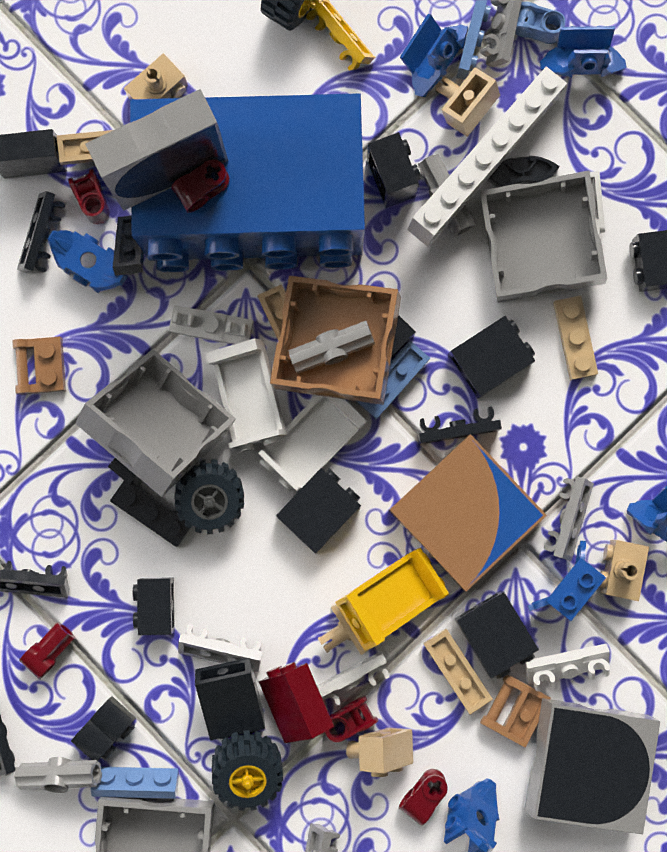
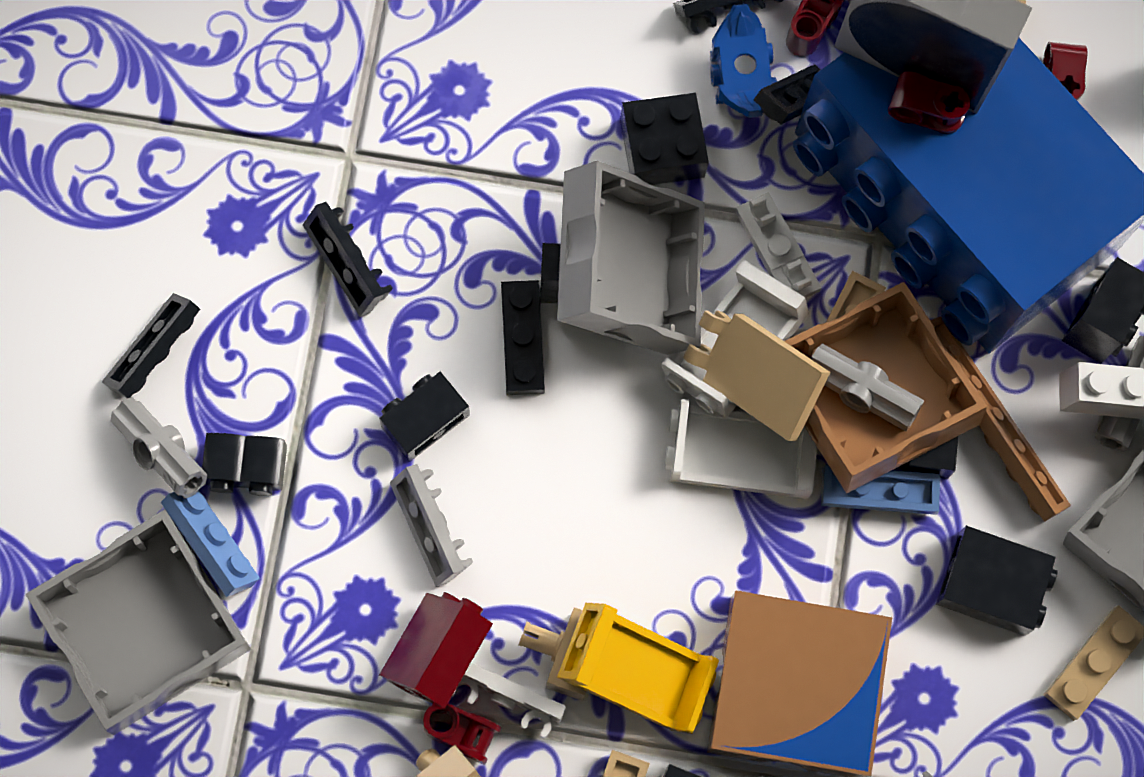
camera: 45 degrees right, 10 degrees down
(43, 655) = (274, 335): dark red piece -> none
(48, 365) = (596, 110): medium nougat plate -> none
(96, 341) = (664, 139): none -> black brick
(209, 497) = (592, 381): black wheel -> none
(229, 698) = (383, 573): black brick -> none
(233, 77) = (1068, 65): none -> dark red piece
(247, 770) = (318, 651): black wheel -> none
(278, 400) = (759, 372): none -> tan tile
(319, 509) = (671, 516): black brick -> none
(410, 285) = (1006, 438): none -> medium nougat plate
(458, 428) = (886, 603): black plate -> none

